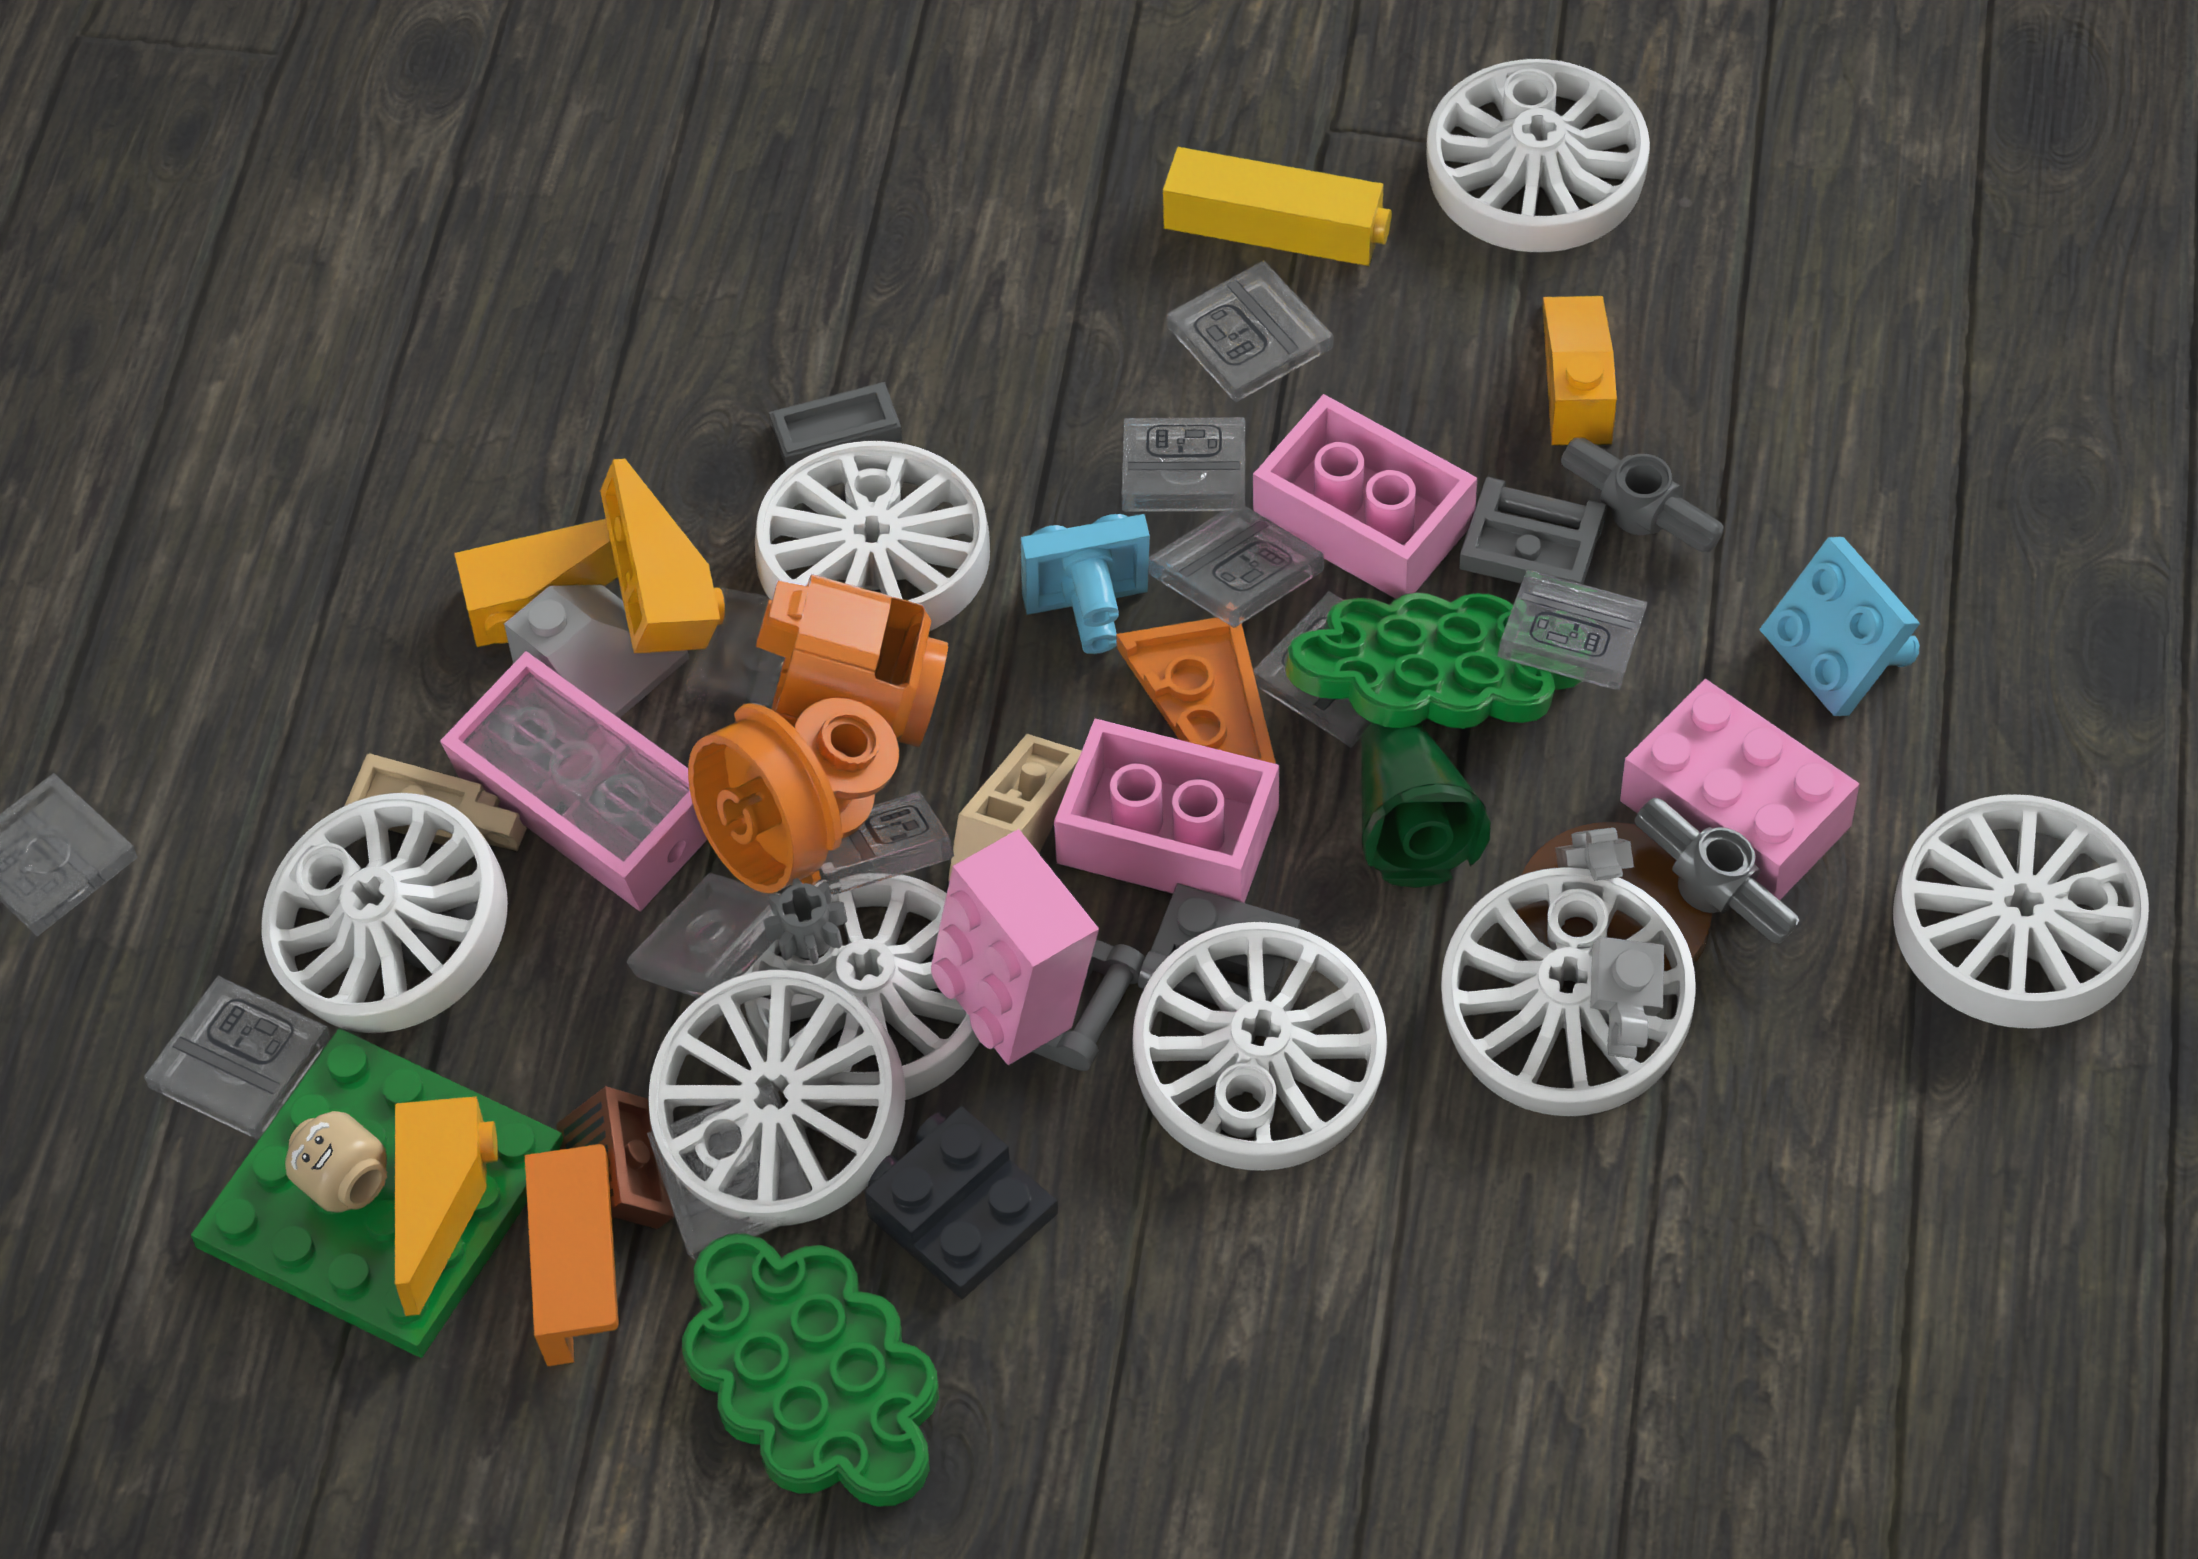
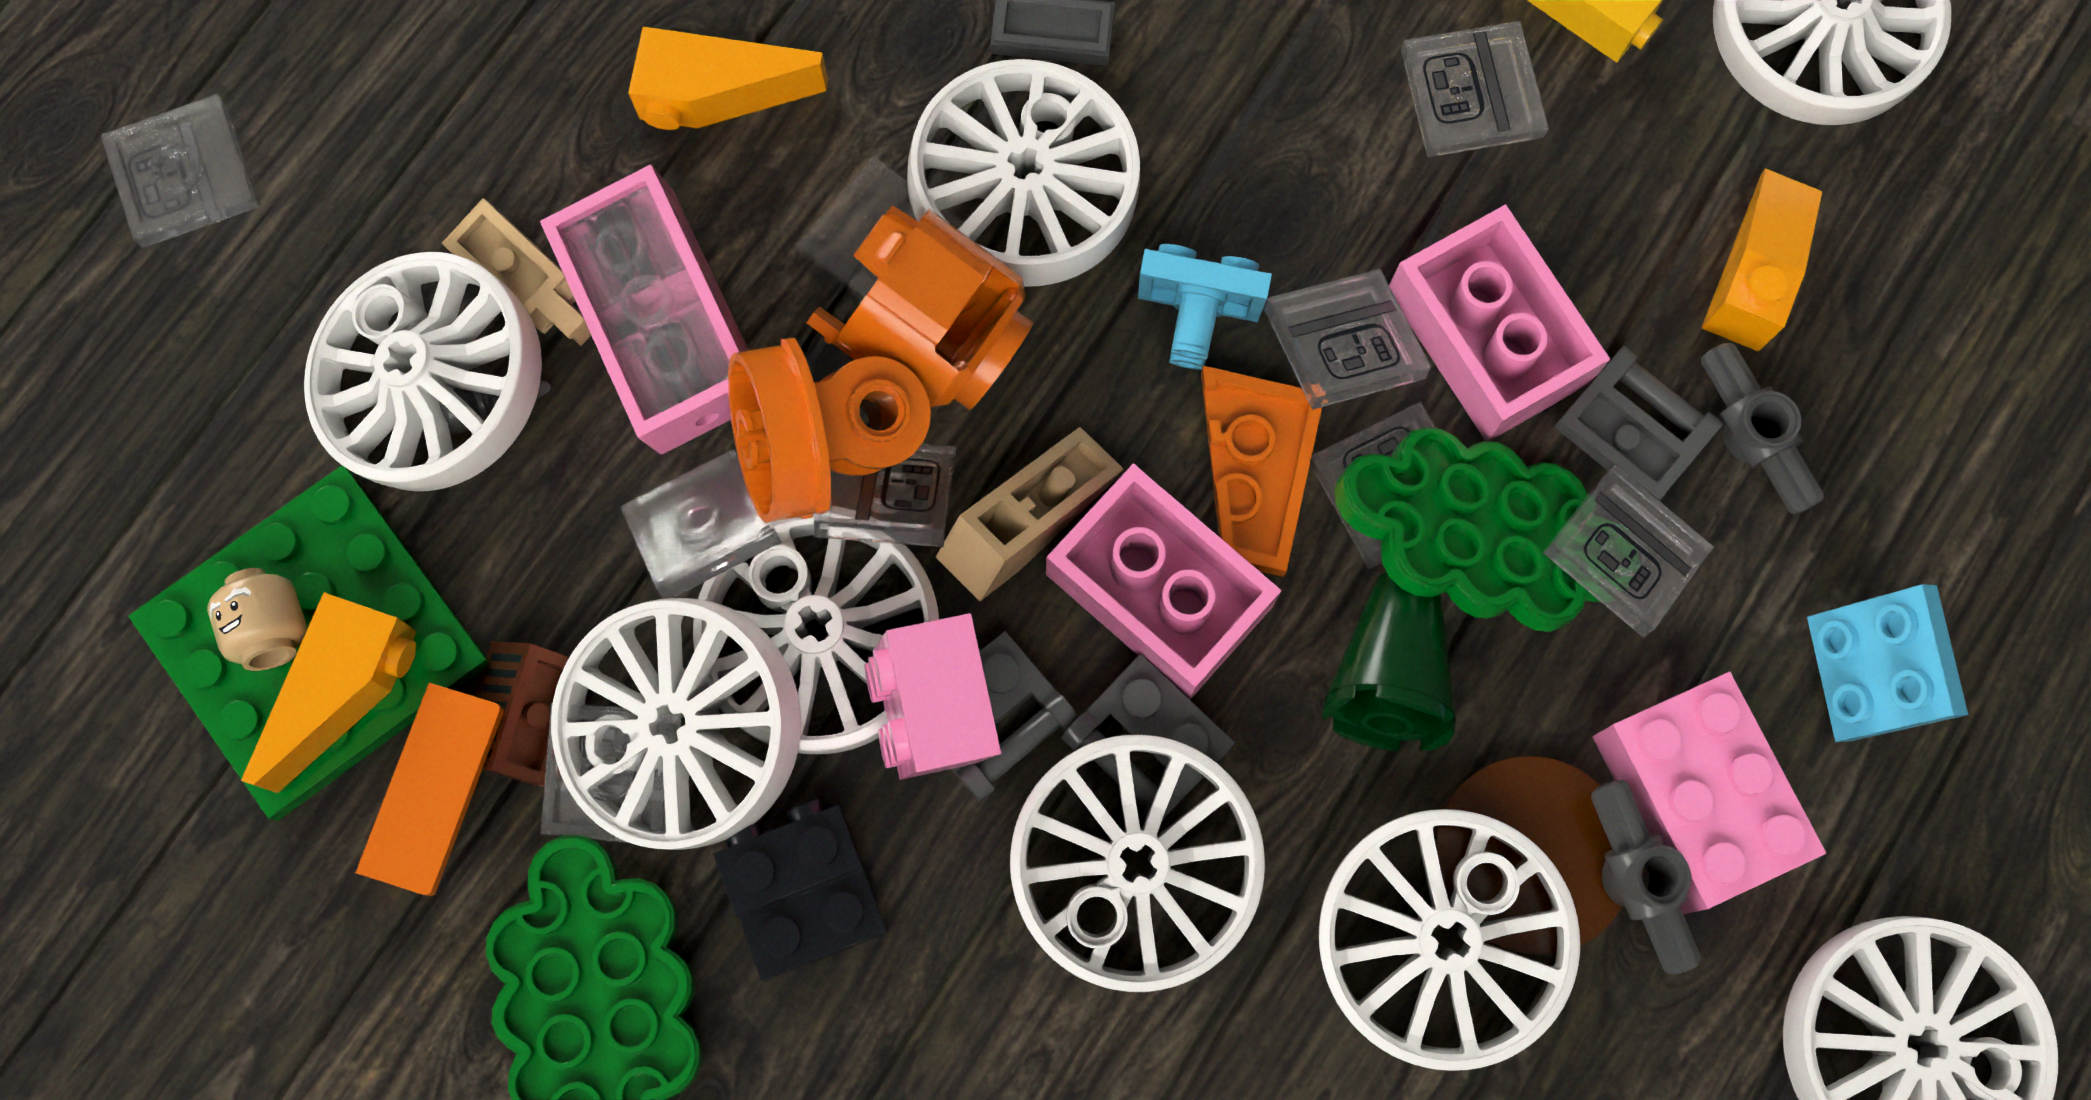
camera: 20 degrees right, 20 degrees up
(237, 1057) = (248, 451): clear tile -> none
(588, 642) = (733, 171): light grey slope -> none
(658, 569) = (811, 134): light orange slope -> none
(803, 903) = (762, 549): dark grey gear -> none
(1183, 464) = (1347, 209): clear tile -> none
(1598, 851) = (1538, 812): light grey plate -> none
(1630, 985) = (1502, 979): light grey plate -> none

